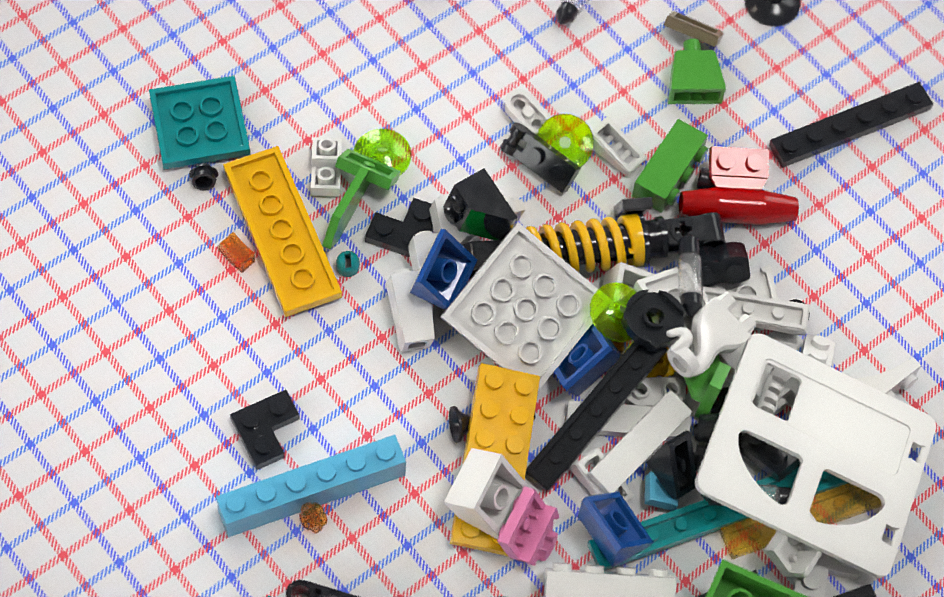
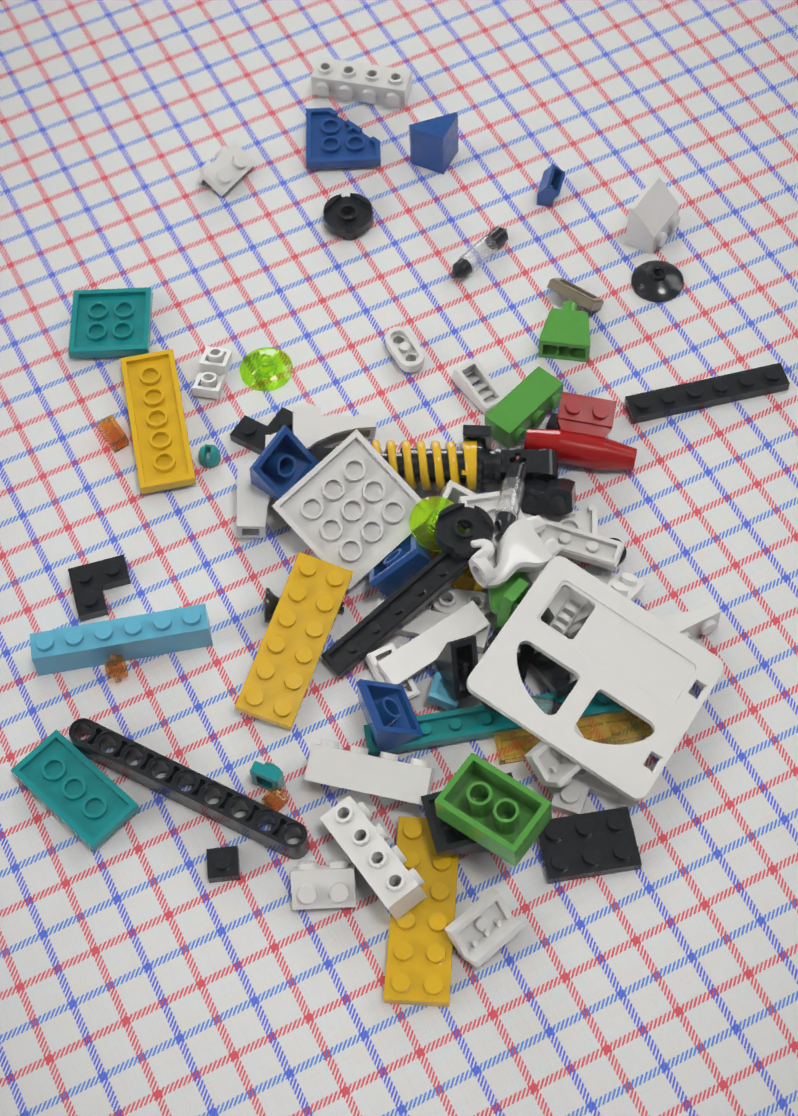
camera: 20 degrees right, 5 degrees down
(203, 176) = (102, 367): black plate -> none
(365, 172) = (224, 400): bright green piece -> none
(479, 207) = (325, 412): black slope -> none
(485, 491) = (274, 666): white slope -> none
(529, 529) = (308, 705): bright pink slope -> none
(540, 157) = (406, 386): black plate -> none
(576, 130) = (418, 372): clear neon green dish -> none

